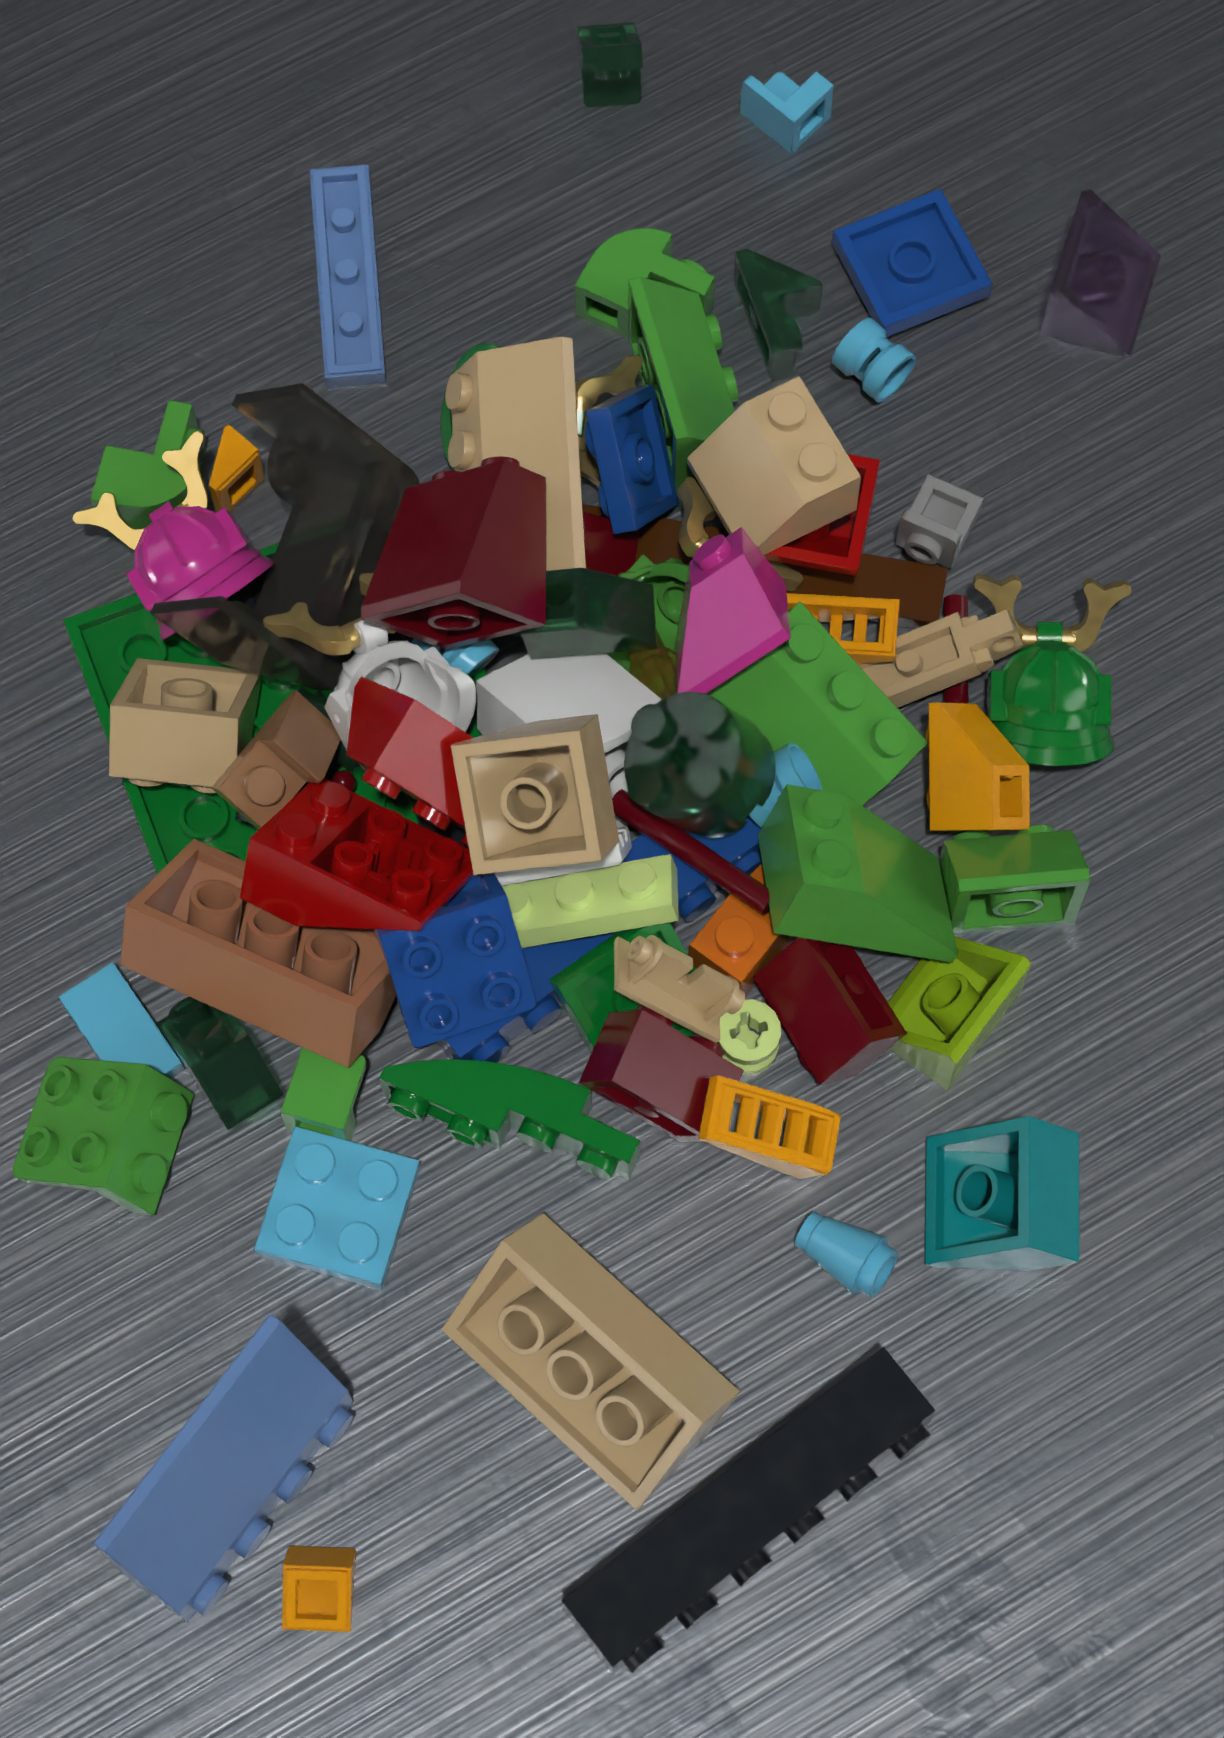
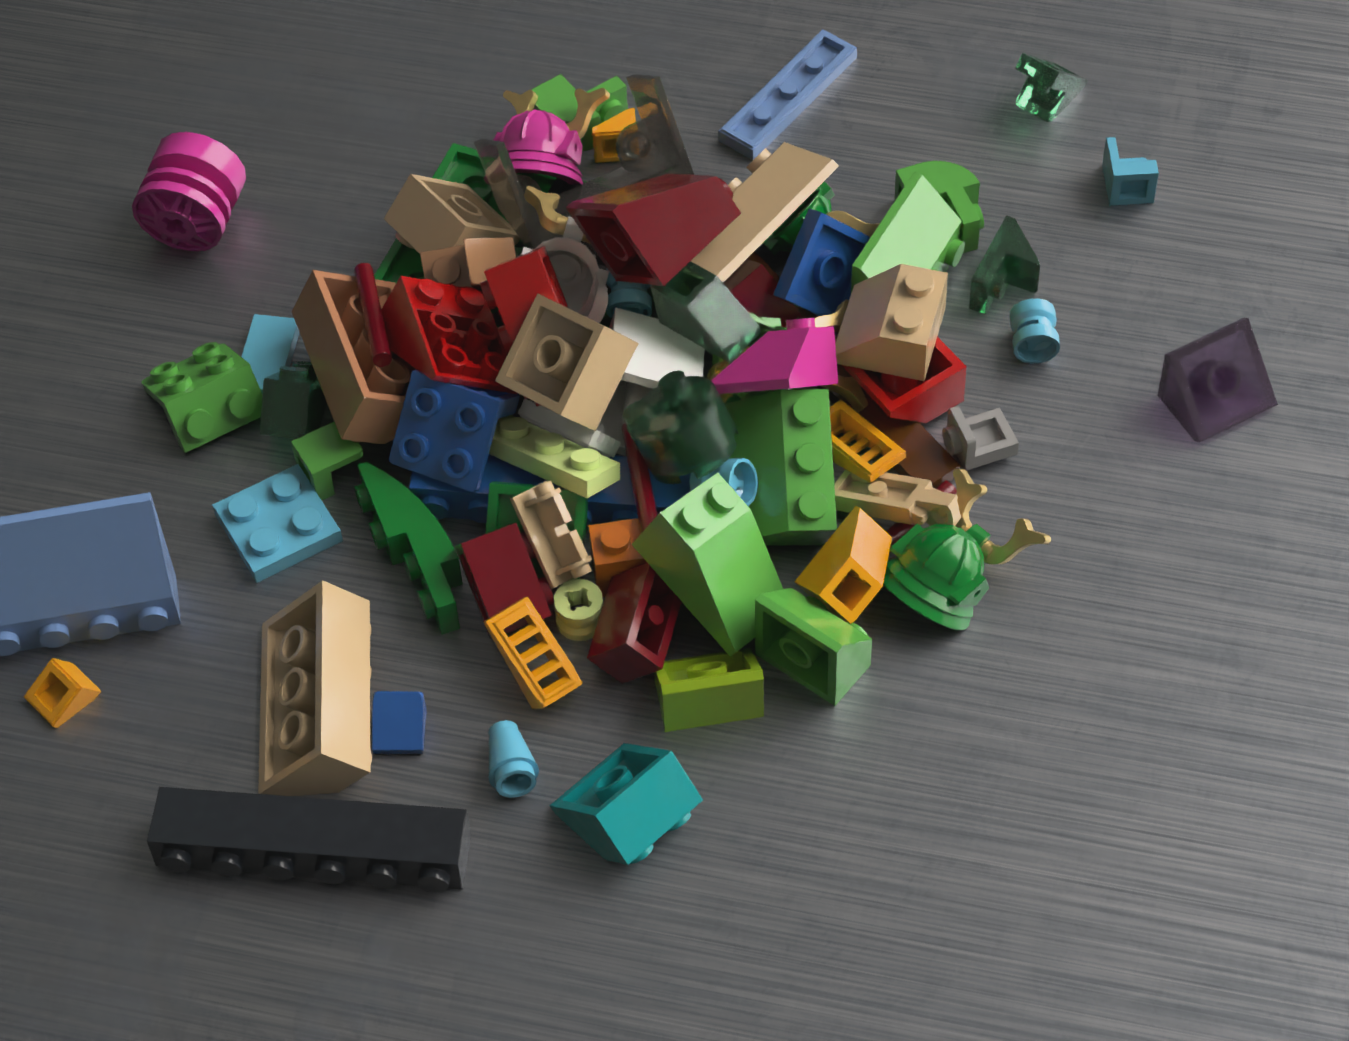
camera: 45 degrees right, 15 degrees down
(242, 902) = (372, 315): none -> dark red bar
(700, 1311) = (398, 722): none -> blue slope
(912, 262) = (1113, 300): blue plate -> none

